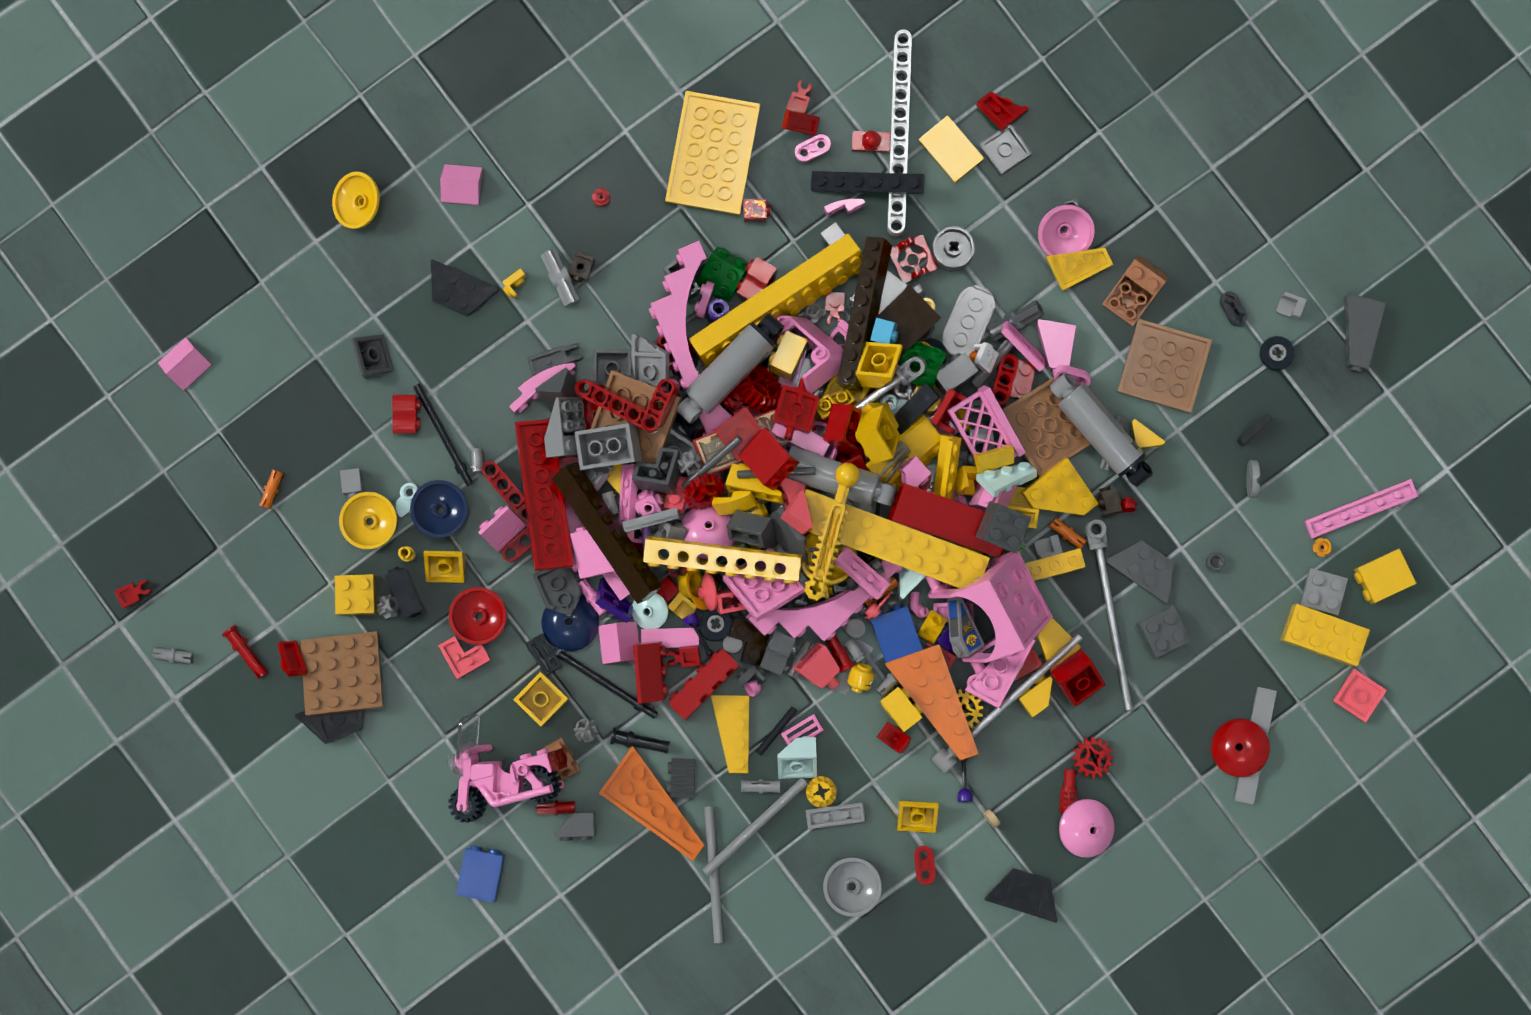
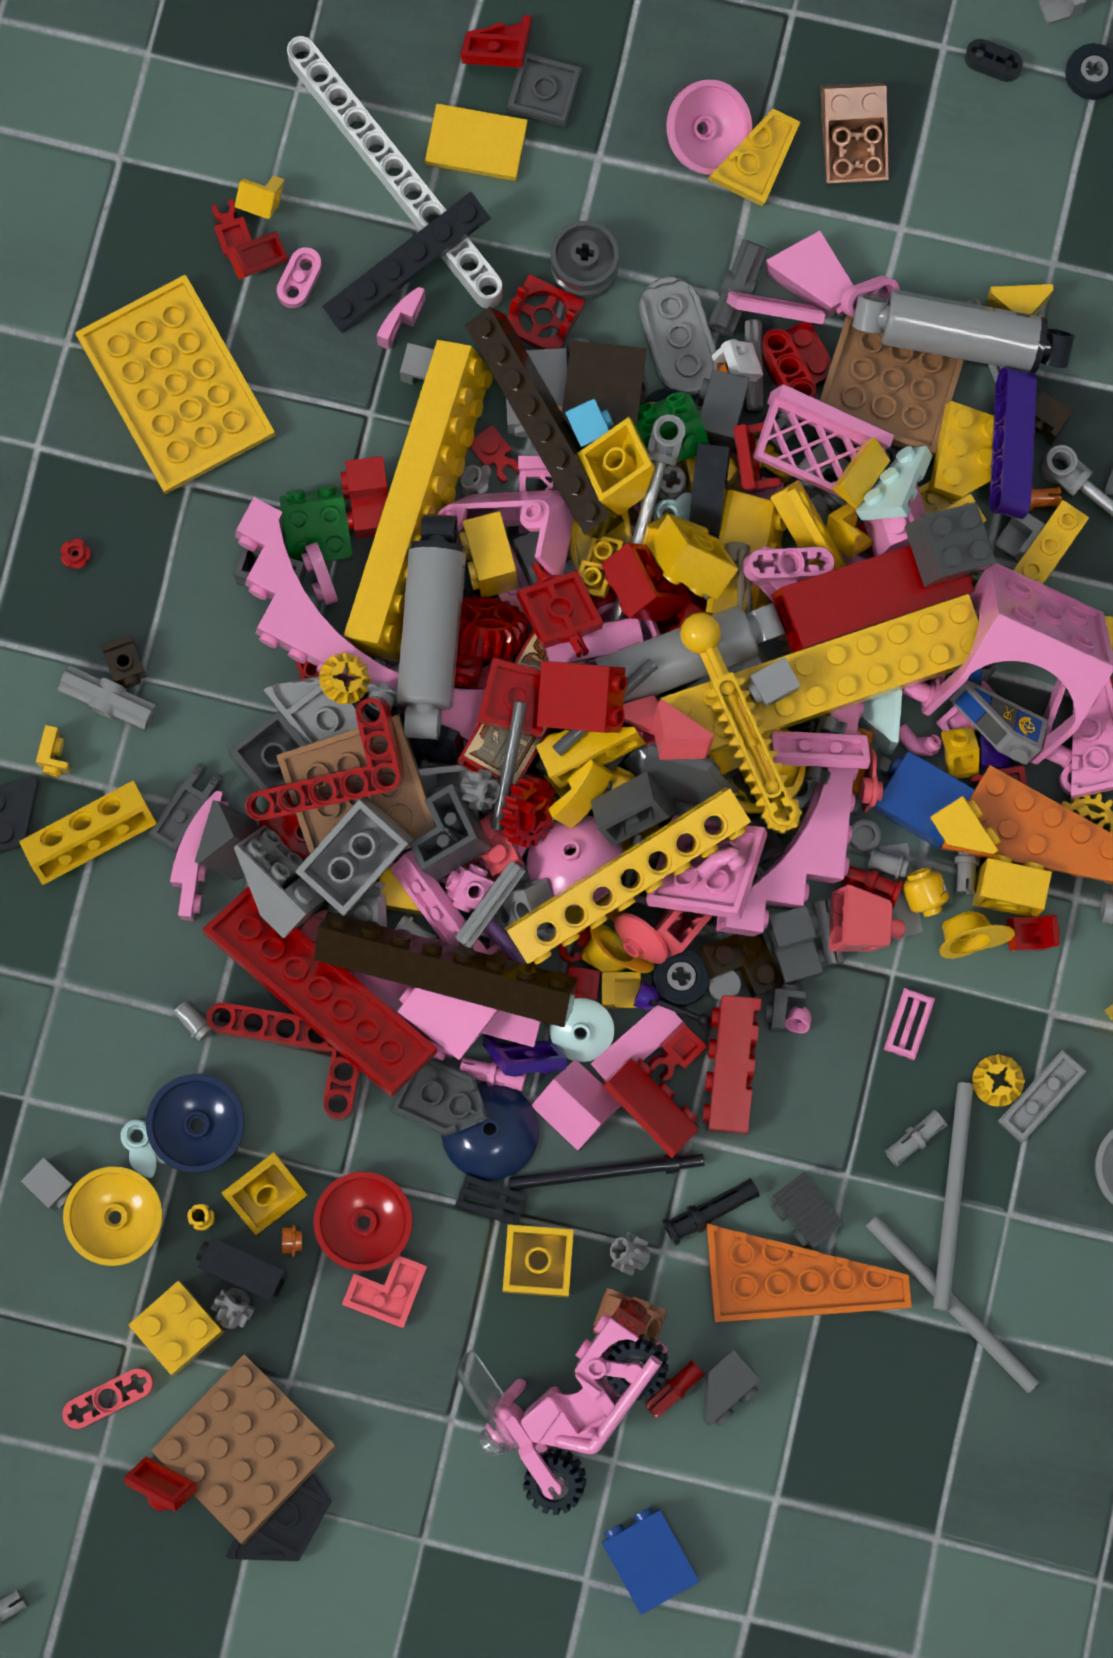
camera: 45 degrees left, 5 degrees down
(240, 645) = (74, 1525): red pin -> none
(285, 602) = (82, 1402): none -> coral beam
(405, 414) = (47, 1037): red brick -> none
(439, 597) = (291, 1240): none -> orange plate
(460, 466) = (178, 1047): black bar -> none
(499, 334) = (87, 832): none -> yellow brick
(501, 528) = (302, 1079): bright pink slope -> none
(662, 361) = (335, 688): none -> yellow gear
(683, 381) = (384, 691): none -> light grey plate
(713, 306) = (344, 584): dark purple plant -> none
(733, 726) = (814, 1089): yellow wing -> none
(756, 210) = (291, 411): brick -> none
(769, 586) = (719, 859): none -> bright pink arm
(775, 732) = (874, 1050): black bar -> none
(798, 759) = (937, 1060): light aqua slope -> none
(824, 96) = (259, 198): none -> yellow panel
(861, 525) = (773, 683): none -> light grey brick
(864, 713) = (971, 933): none -> yellow piece
(871, 141) = (366, 211): tile -> none
(899, 663) = (963, 829): none -> yellow slope
(911, 462) = (777, 573): none -> bright pink beam
(1079, 502) = (1013, 443): none -> dark purple beam
(1128, 505) = (1074, 400): red plate -> none
(1164, 366) = (970, 196): medium nougat plate -> none

